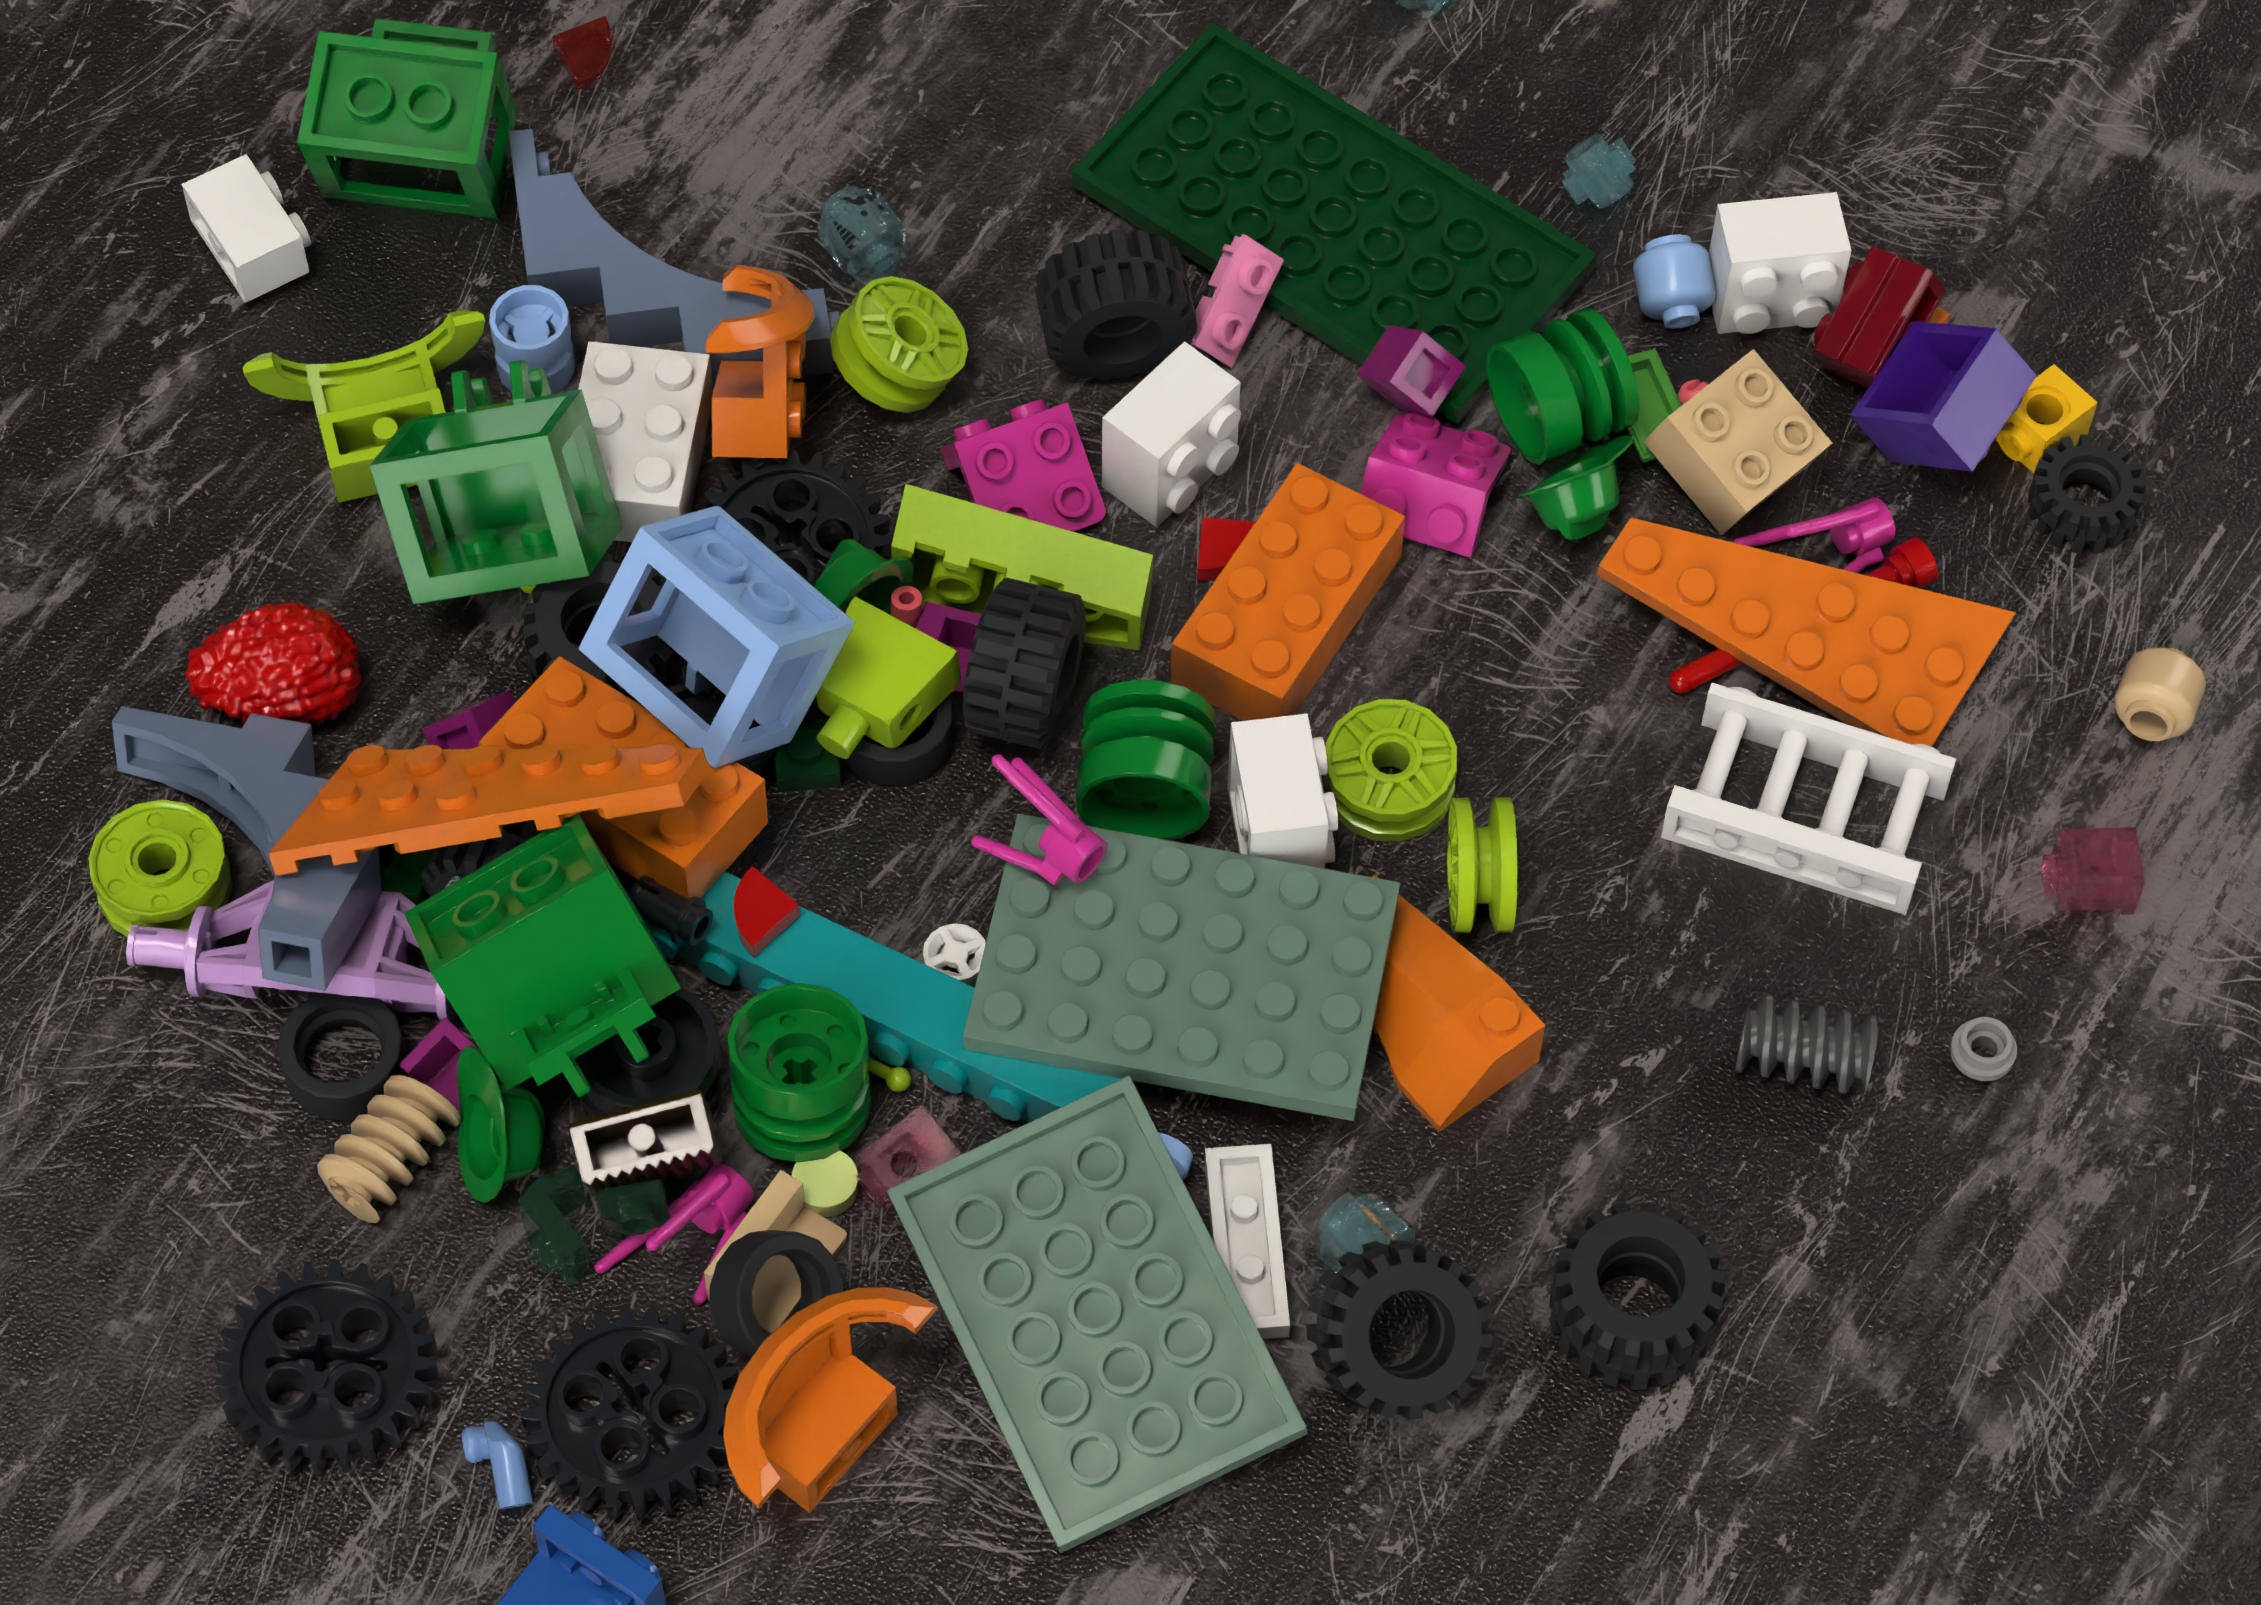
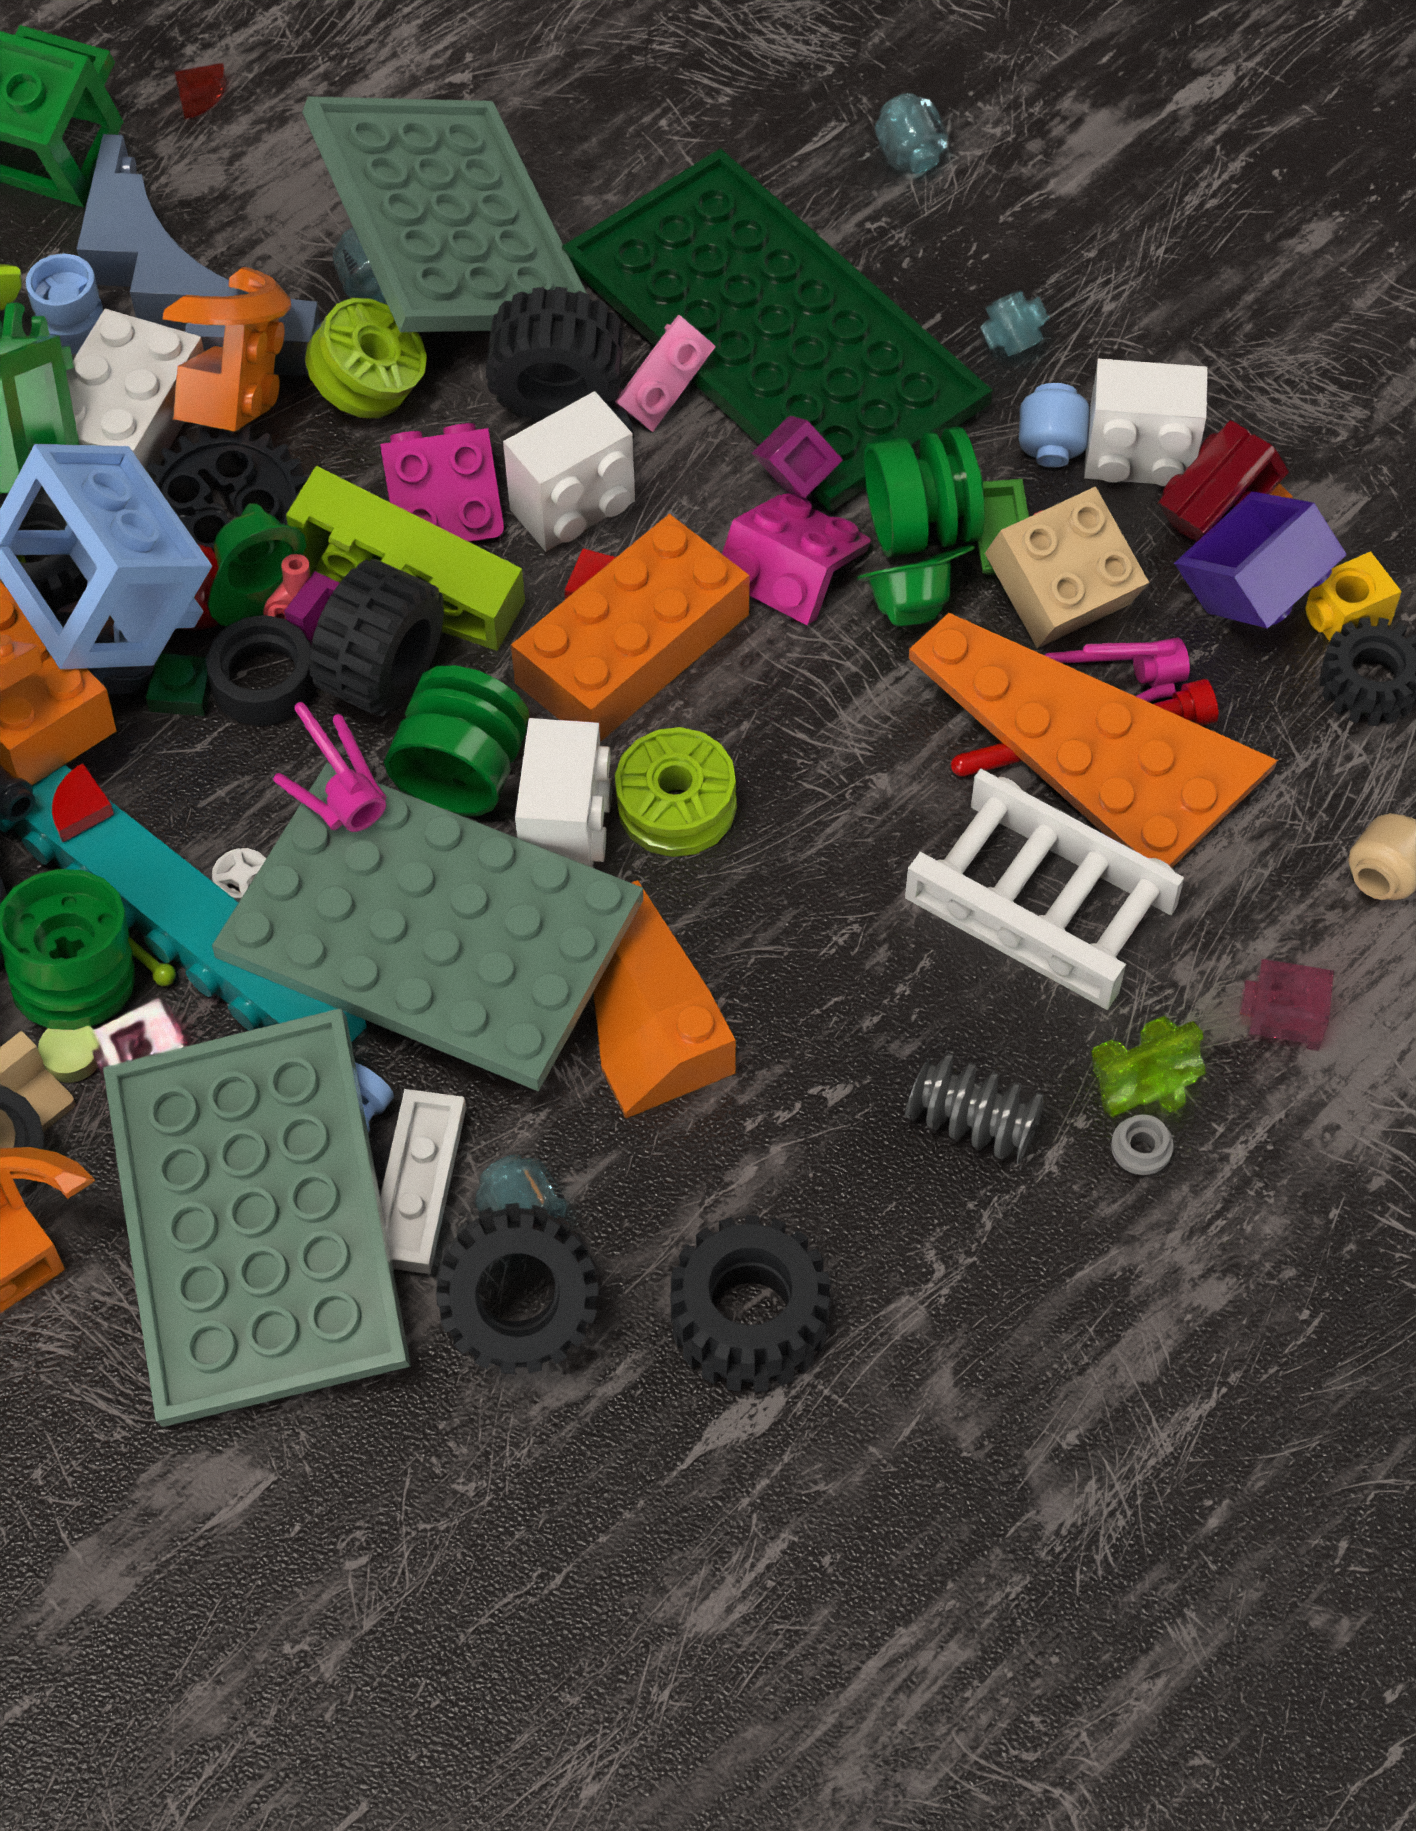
camera: 15 degrees right, 0 degrees up
(883, 681) = (245, 627): lime torso -> none
(930, 153) = (439, 207): none -> sand green plate
(1482, 865) = (724, 887): lime wheel -> none
(1976, 971) = (1152, 1071): none -> clear neon green hips

